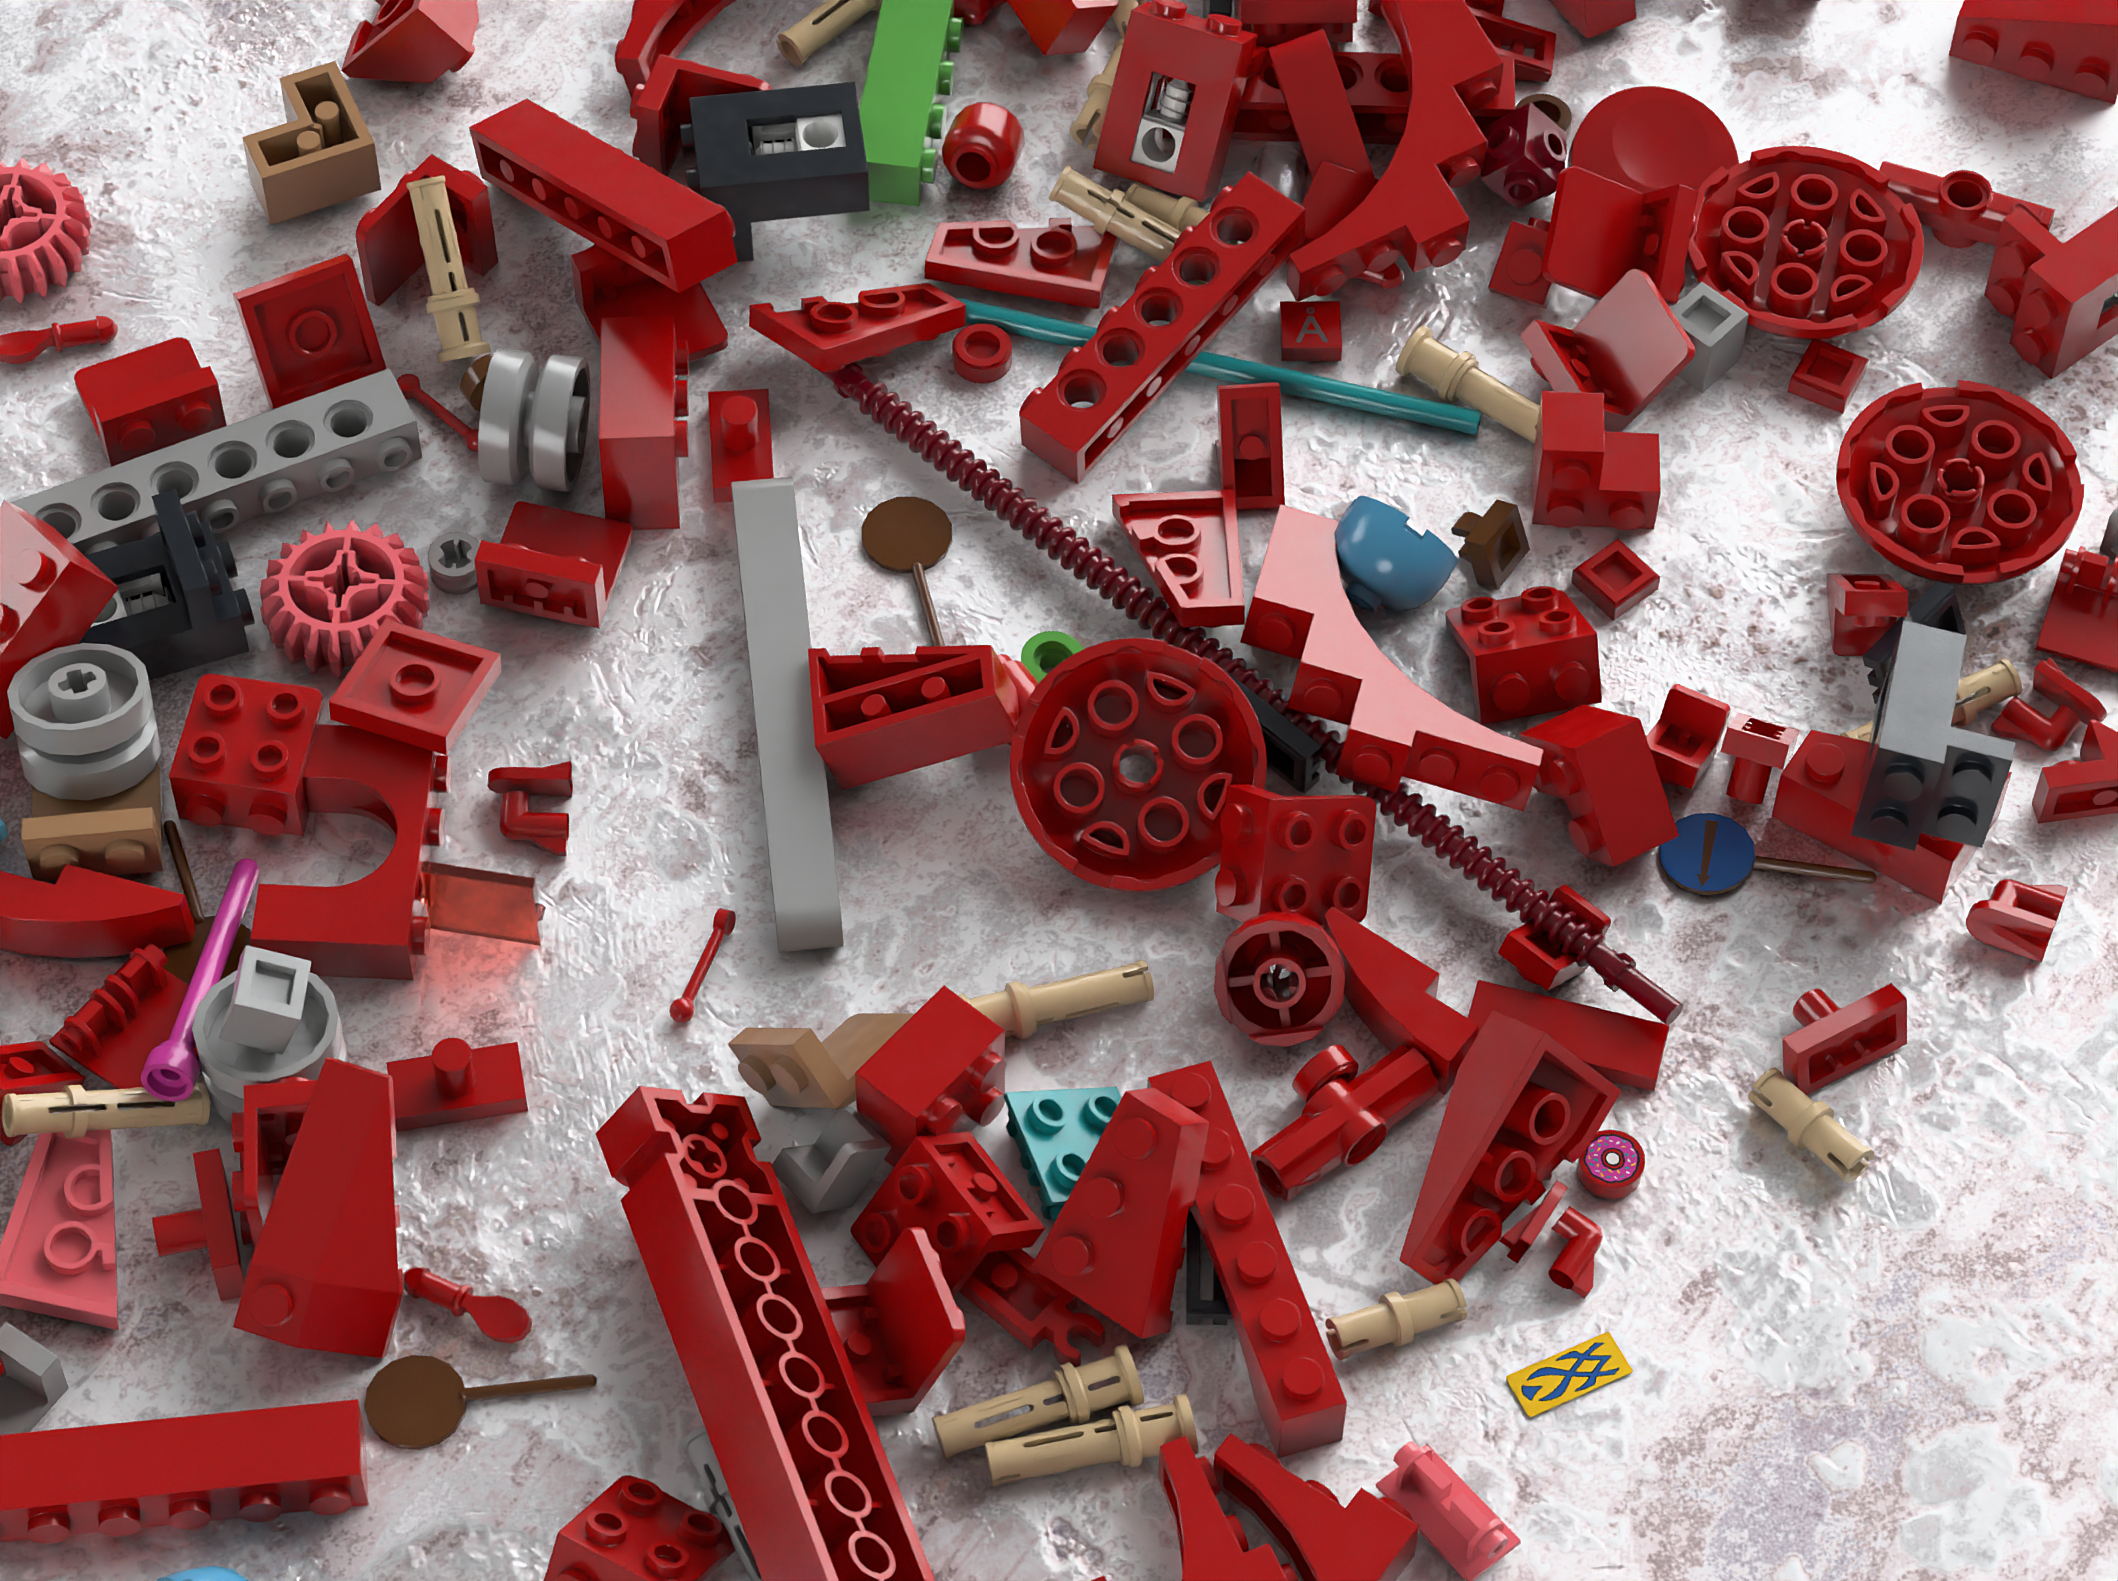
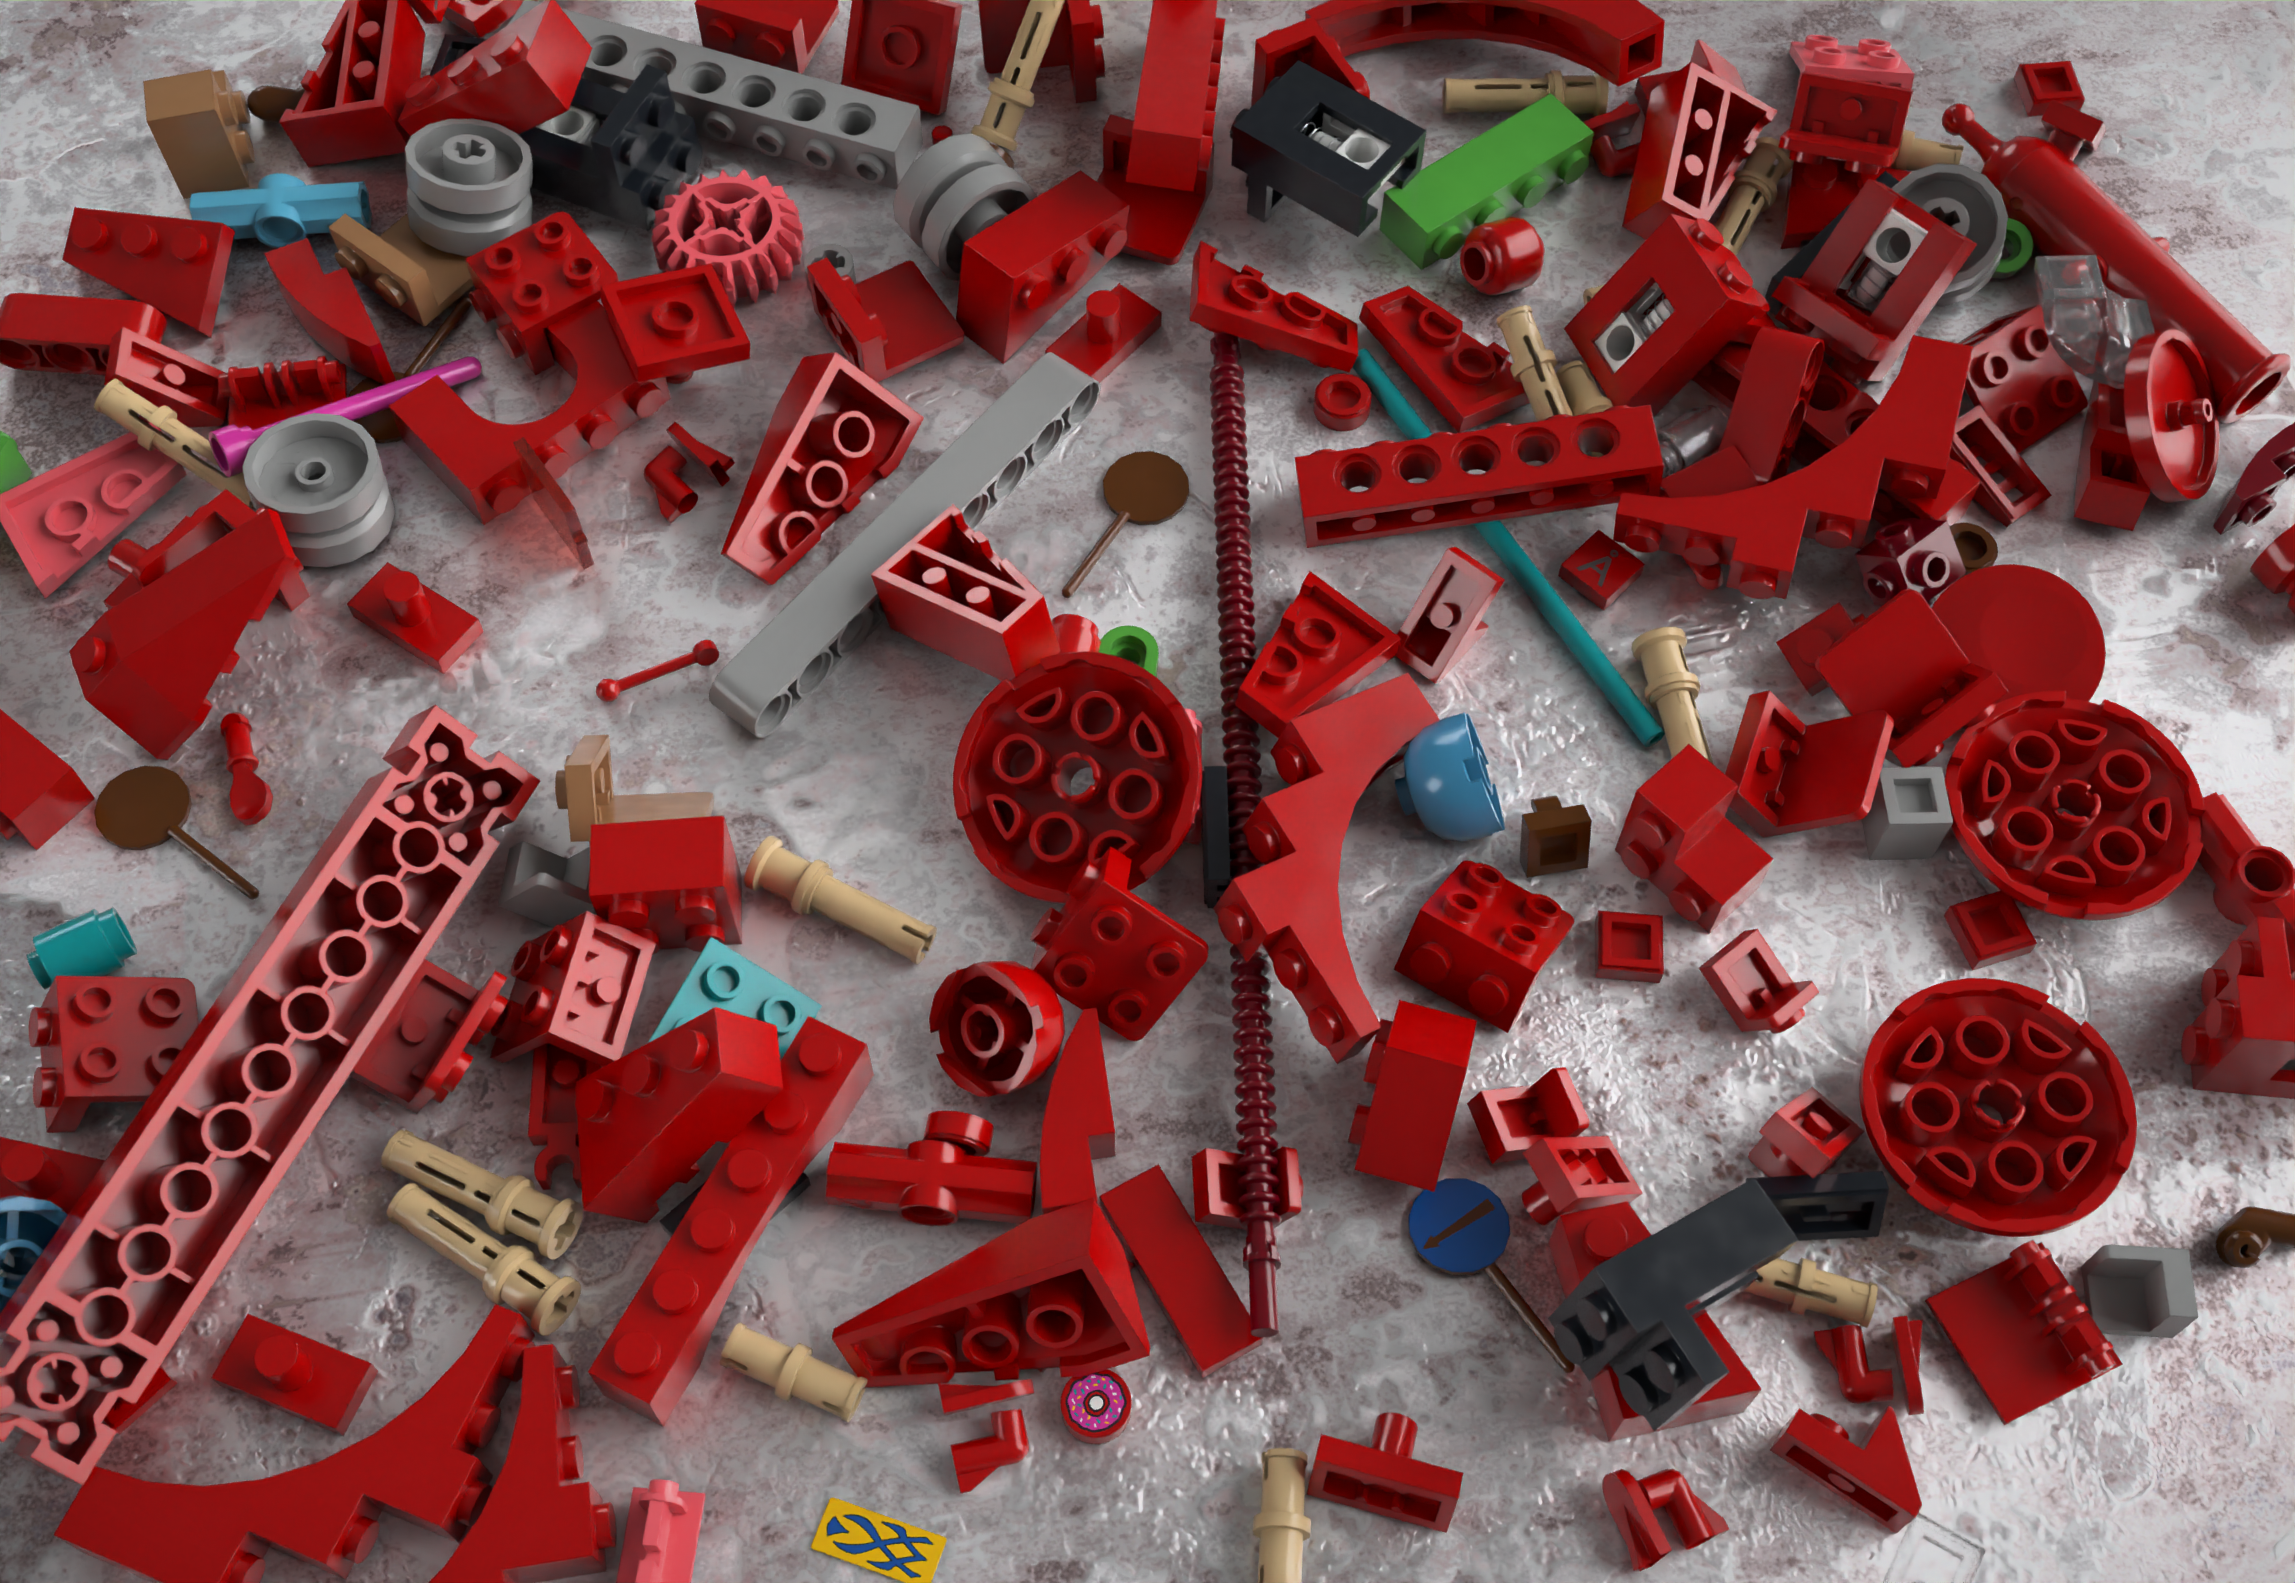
camera: 45 degrees right, 5 degrees up
(266, 1000) = (304, 442): light grey panel -> none
(524, 1521) = (82, 947): none -> teal brick
(631, 688) = (819, 456): none -> red wedge
(1730, 534) = (1756, 985): none -> red bracket

